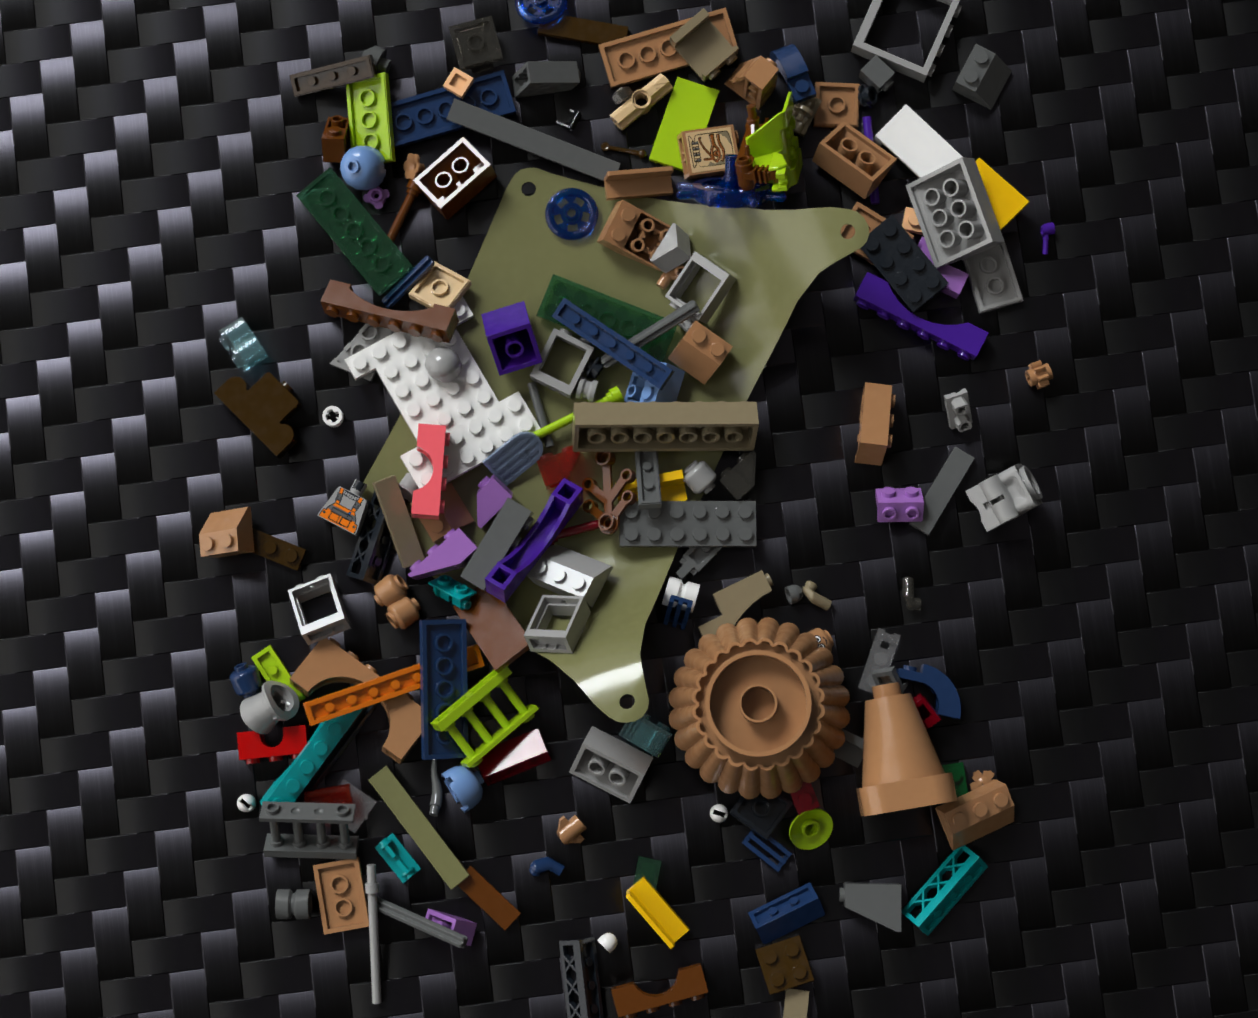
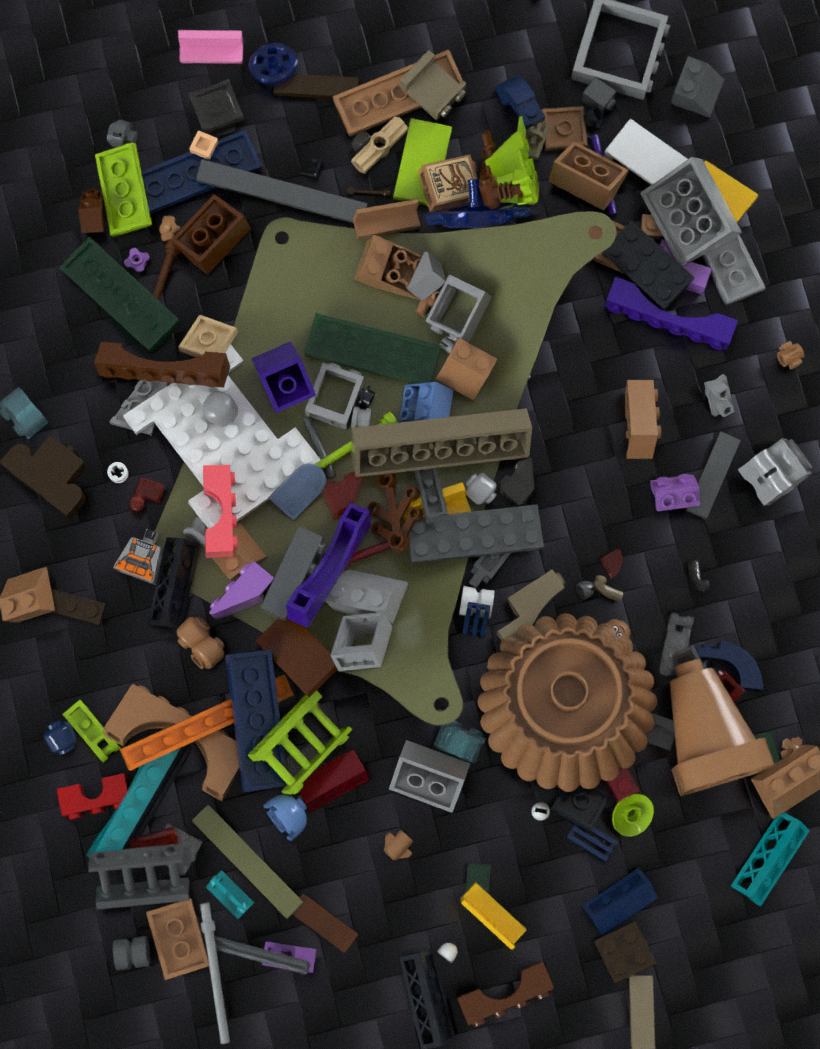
camera: 15 degrees left, 5 degrees down
(250, 799) = (77, 855): white hinge -> none
(267, 708) = (86, 759): light grey hat -> none
(323, 627) = (133, 673): light grey window -> none
(333, 75) = (83, 151): dark brown tile -> none
(359, 438) = (145, 490): none -> clear red piece
(363, 167) = (121, 234): medium blue cylinder -> none
(398, 521) = (193, 563): dark tan tile -> none
(408, 281) = (177, 335): dark blue axle -> none
(437, 792) = (261, 824): dark grey animal -> none
(453, 591) = (248, 624): teal hinge -> none
(490, 498) = (280, 532): medium lavender slope -> none
(544, 864) = (376, 882): dark blue arm -> none
(545, 78) = (285, 132): dark grey slope -> none
(561, 229) = (318, 271): clear blue plate -> none
(613, 344) = (382, 370): dark blue plate -> none
(657, 329) = (415, 357): dark grey axle -> none
(754, 80) = (485, 111): medium nougat wedge -> none
(825, 569) = (612, 562): none -> clear red tile
(875, 901) = (704, 878): dark grey slope -> none
(1045, 230) = (777, 221): dark purple hand -> none

